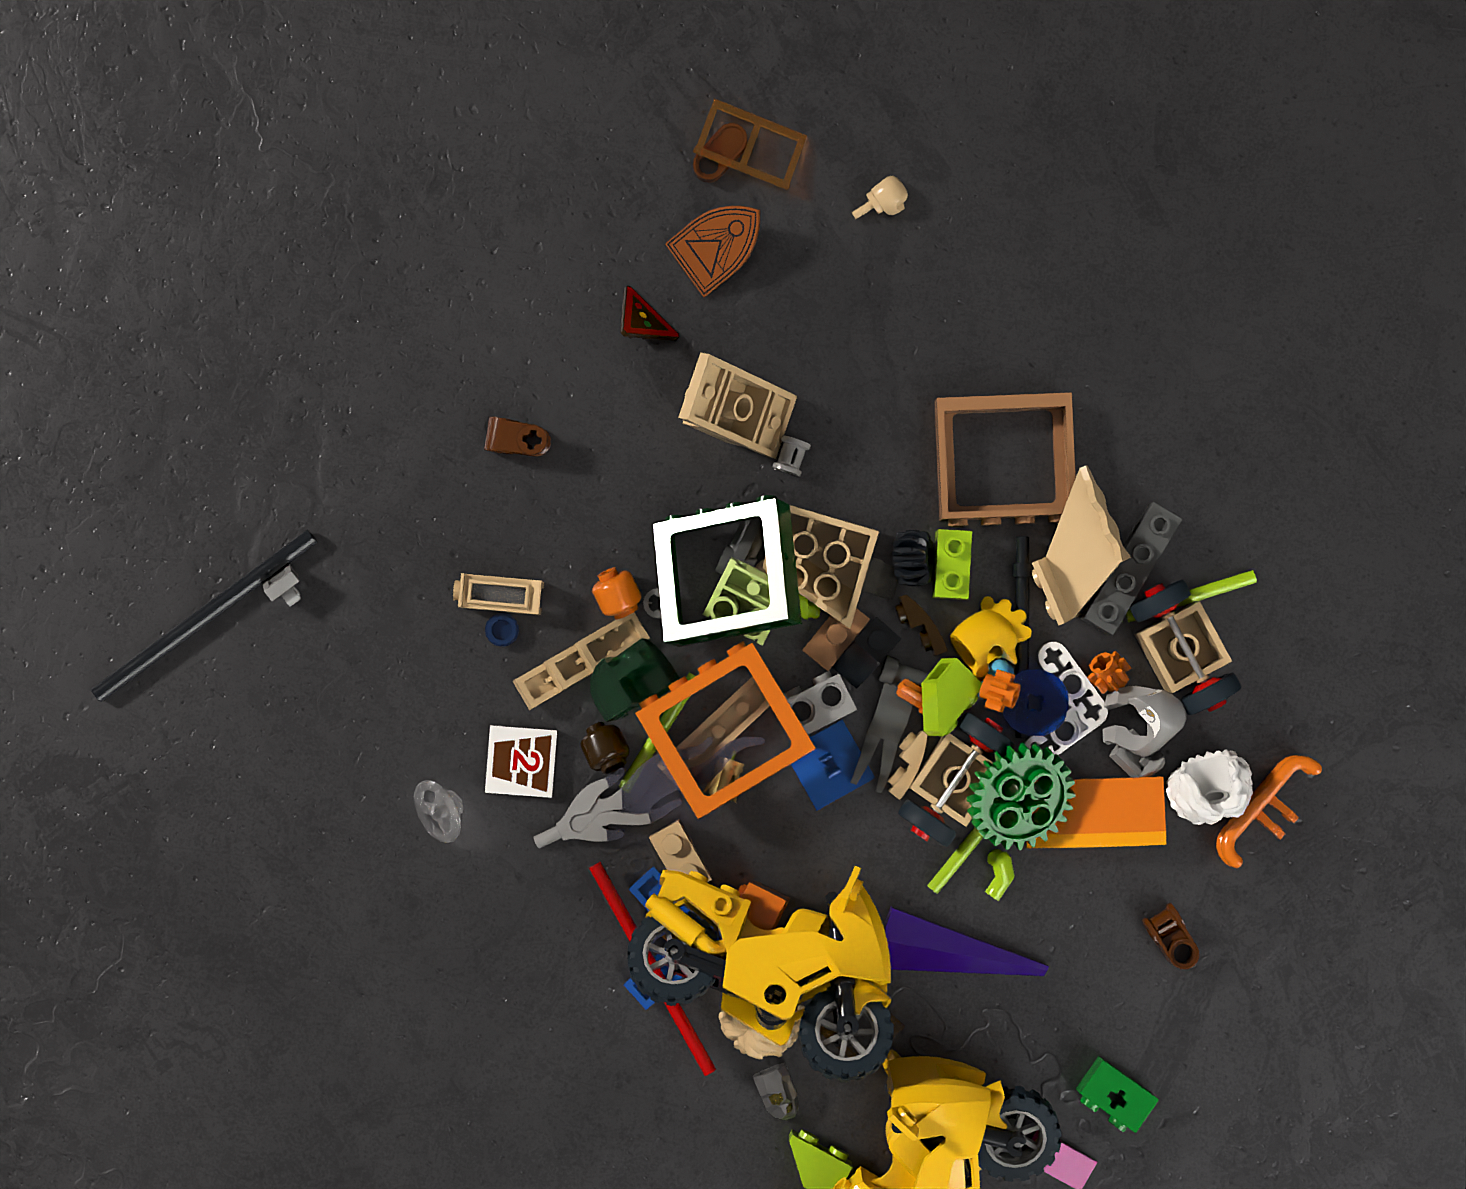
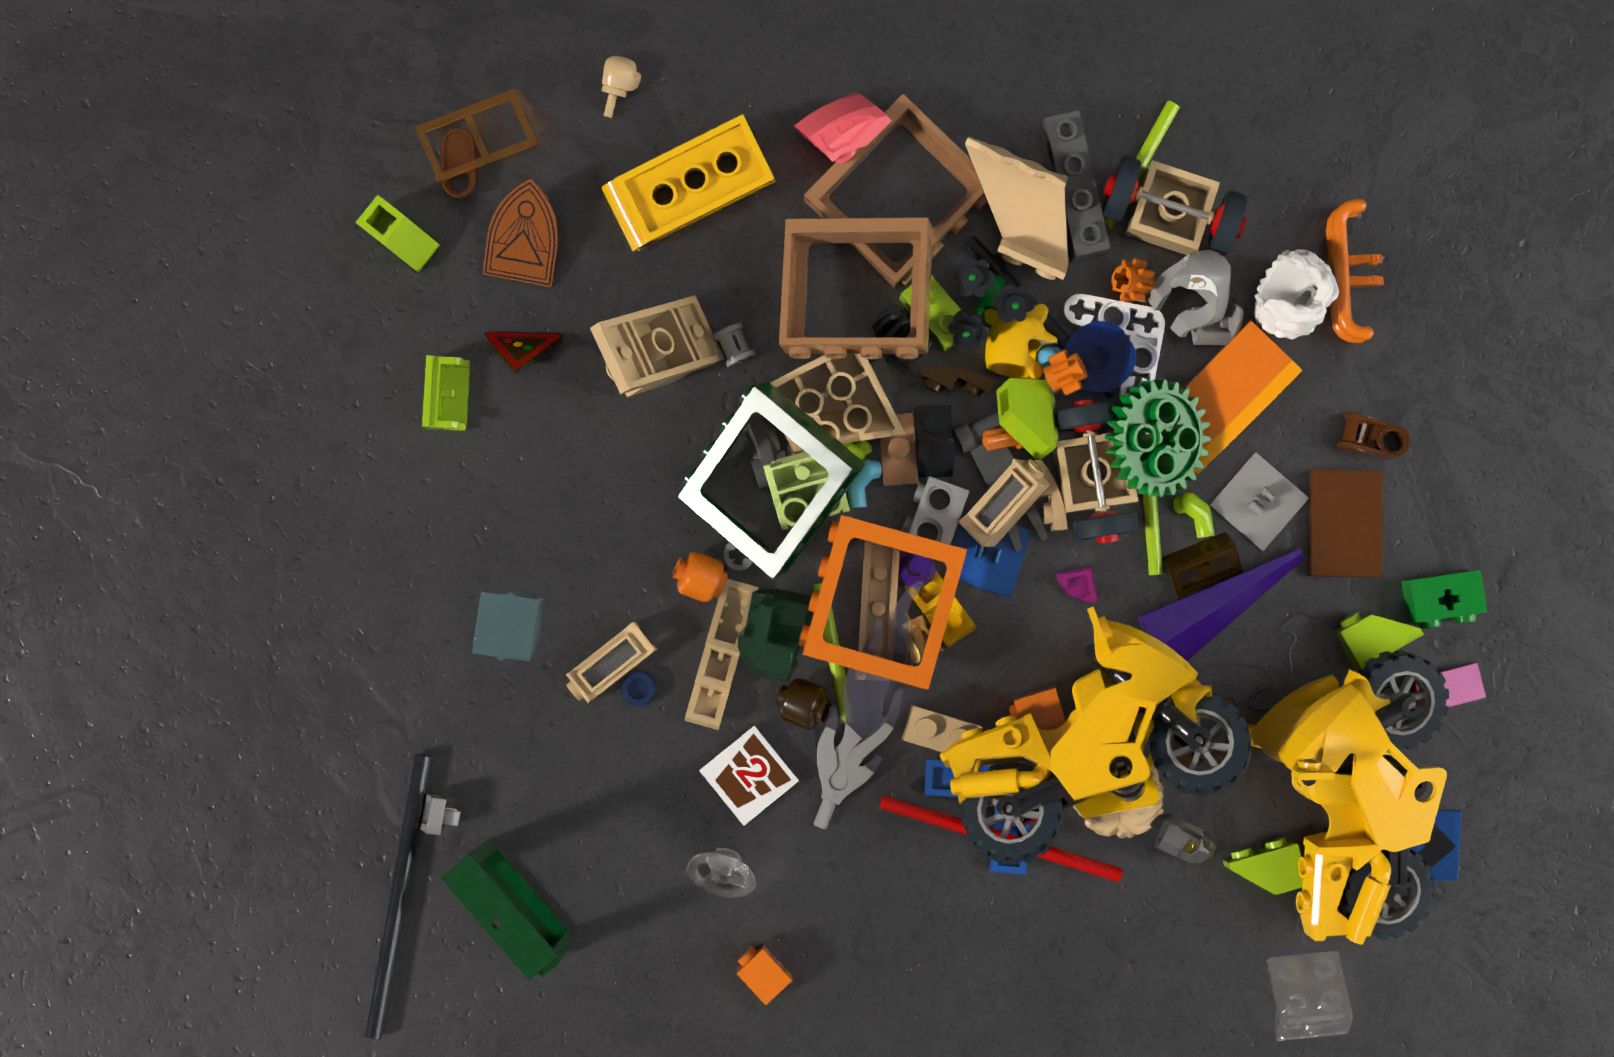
camera: 50 degrees left, 0 degrees up
(270, 669) = (527, 934): none -> dark green piece
(402, 905) = (763, 973): none -> orange brick
(451, 501) = (505, 626): none -> clear light blue piece
(511, 437) = (505, 535): reddish brown piece -> none
(562, 302) = (446, 393): none -> lime hinge
(632, 161) = (397, 233): none -> lime slope
(765, 792) = (958, 623): none -> yellow slope
(769, 728) = (916, 568): none -> dark purple tile
(781, 635) = (856, 491): none -> medium azure arm
(821, 286) = (634, 192): none -> yellow hinge
(872, 846) = (1079, 584): none -> magenta tile
(874, 741) = (1005, 502): none -> tan window
(903, 425) = (803, 233): none -> medium nougat piece
(971, 913) = (1202, 564): none -> dark brown slope
(1003, 586) = (991, 291): none -> black plant
(1008, 376) = (843, 126): none -> coral slope
(1040, 1072) = (1370, 635): none -> lime slope
(1052, 907) = (1259, 501): none -> light grey piece
(1097, 979) = (1345, 523): none -> reddish brown tile

